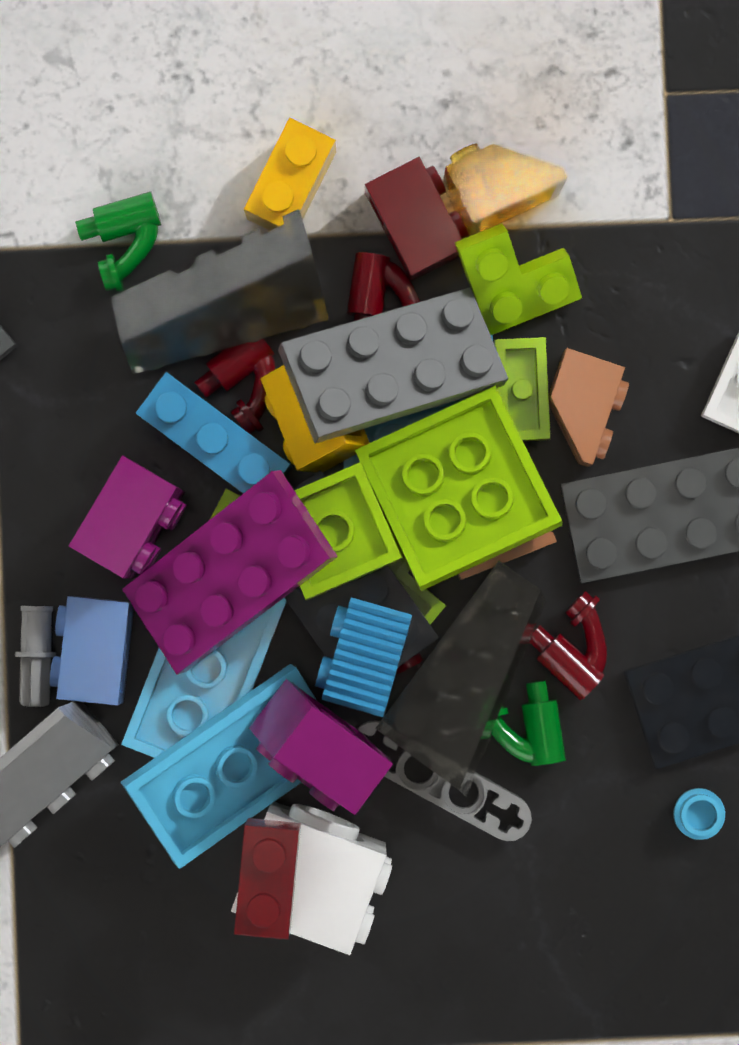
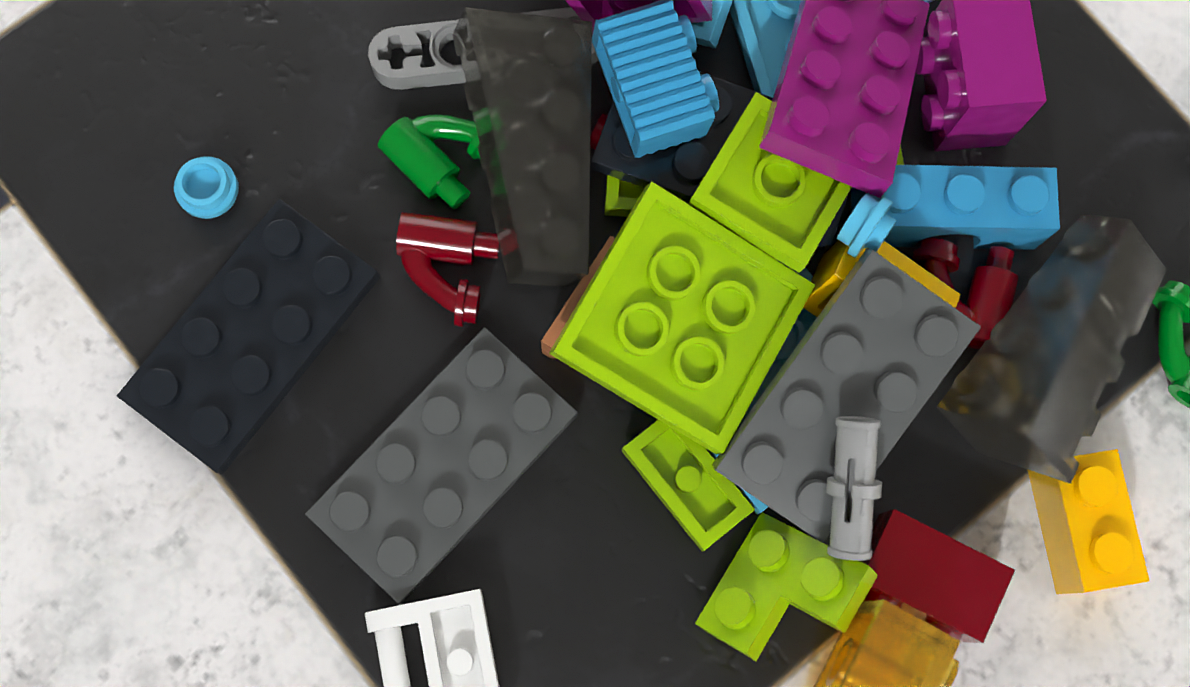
camera: 140 degrees right, 10 degrees down
(302, 458) = (867, 225): none -> medium azure plate
(369, 283) = (922, 477): dark red plant -> none
(435, 303) = (854, 487): none -> light grey pin
(582, 401) = (617, 511): nougat slope -> none

